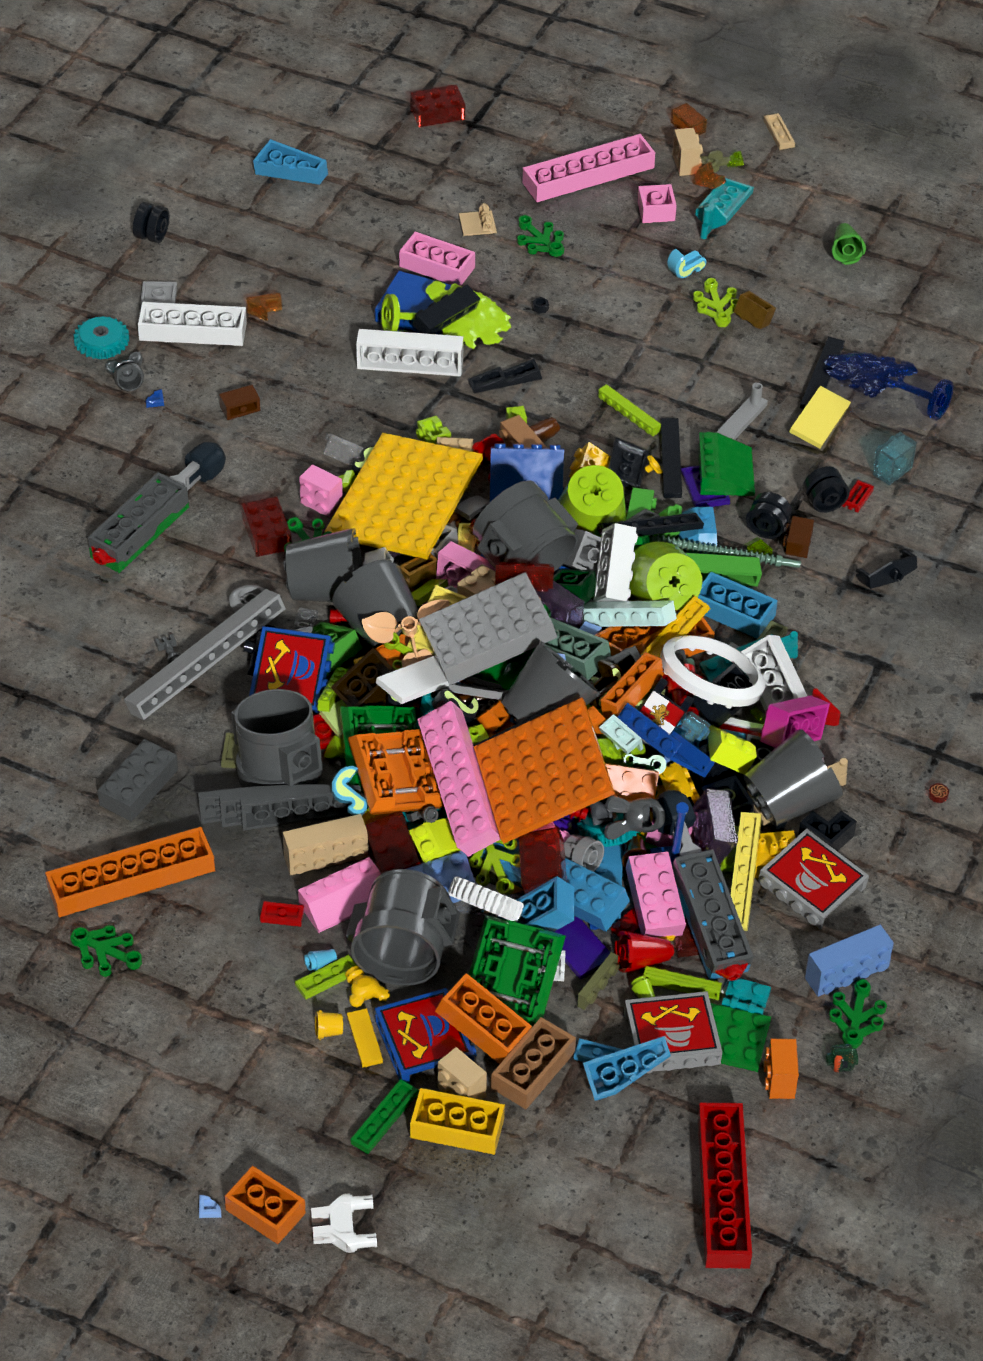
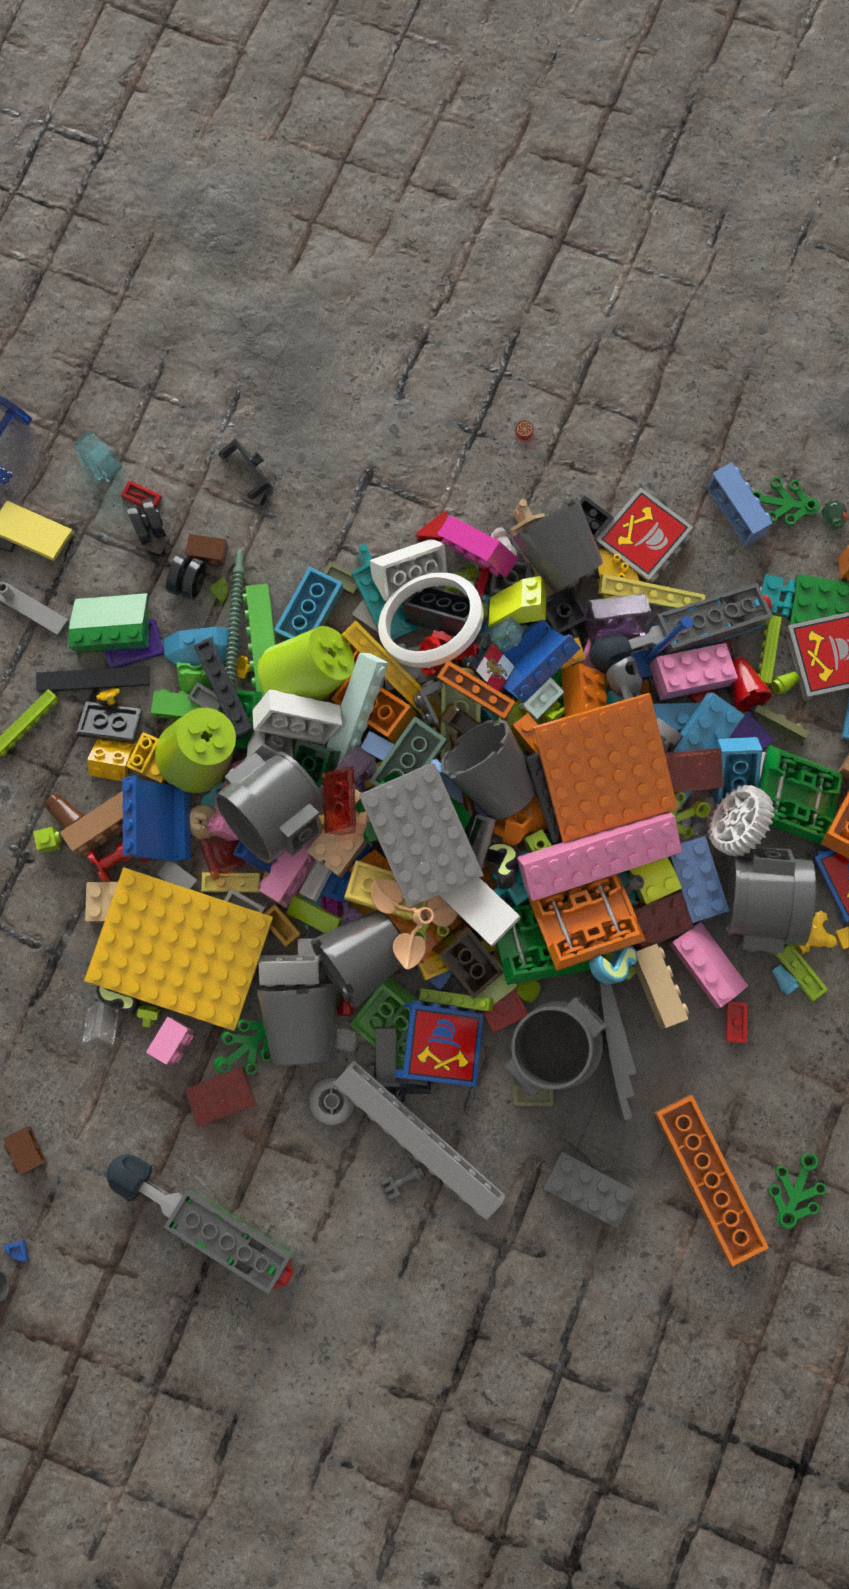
camera: 90 degrees left, 30 degrees up
(430, 429) = (68, 928): lime cylinder -> none

